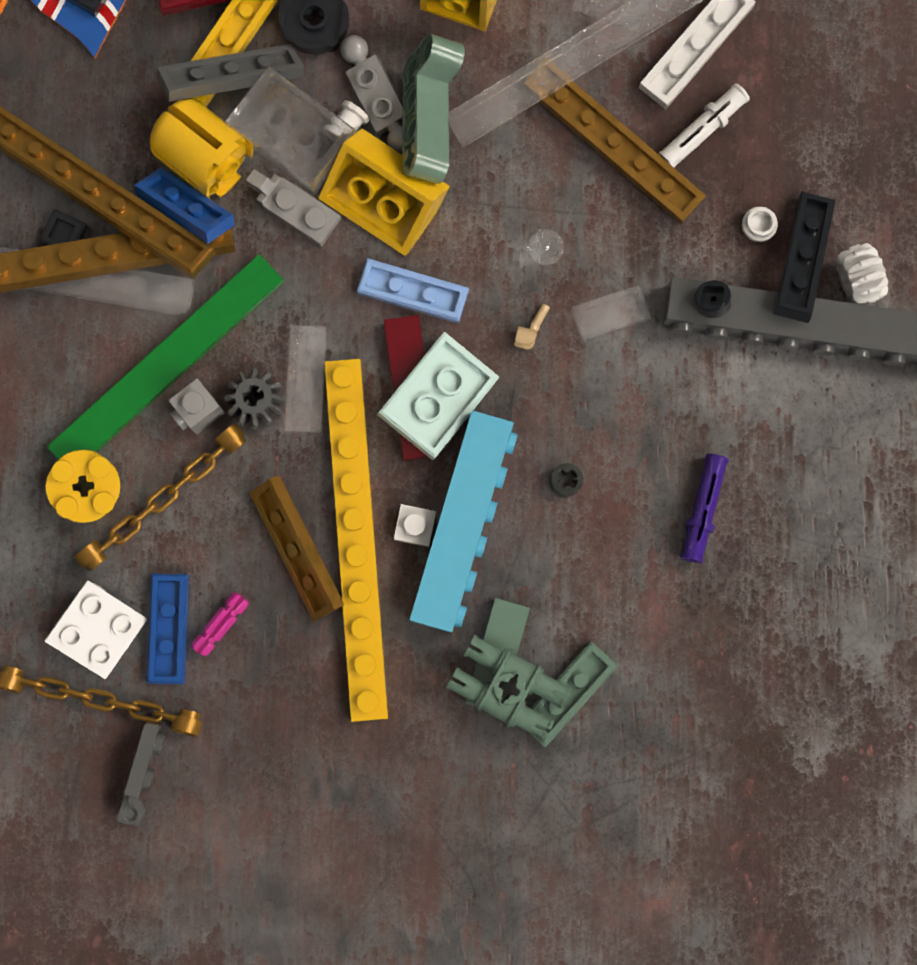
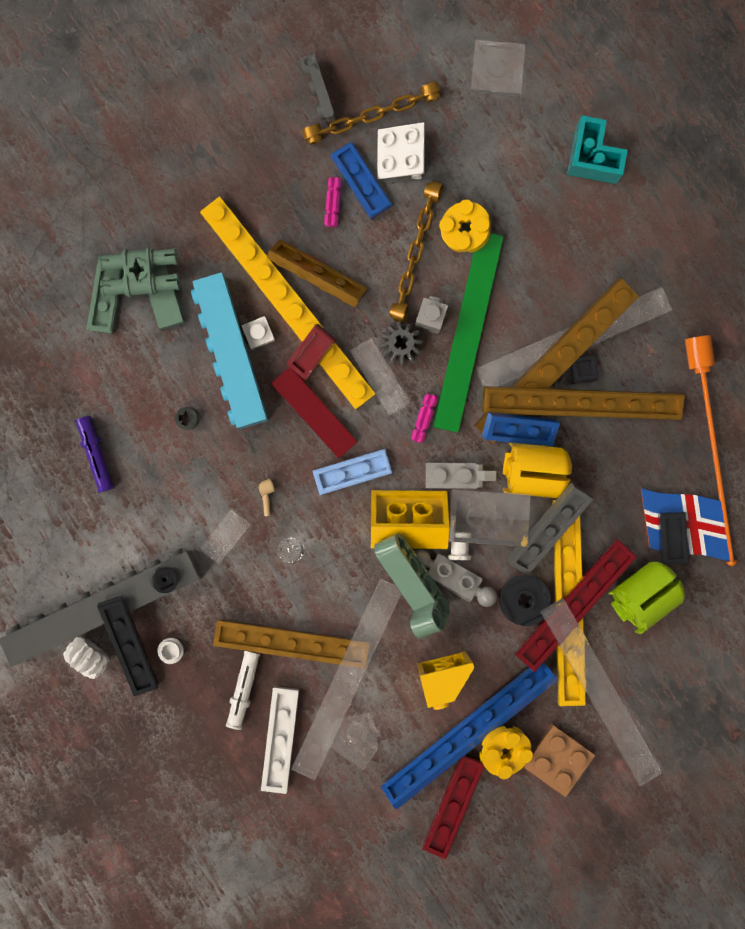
camera: 150 degrees right, 5 degrees up
(287, 297) = (424, 418): none -> dark pink axle
(366, 456) = (311, 352): none -> dark red tile
(438, 396) = (294, 416): light aqua tile -> none

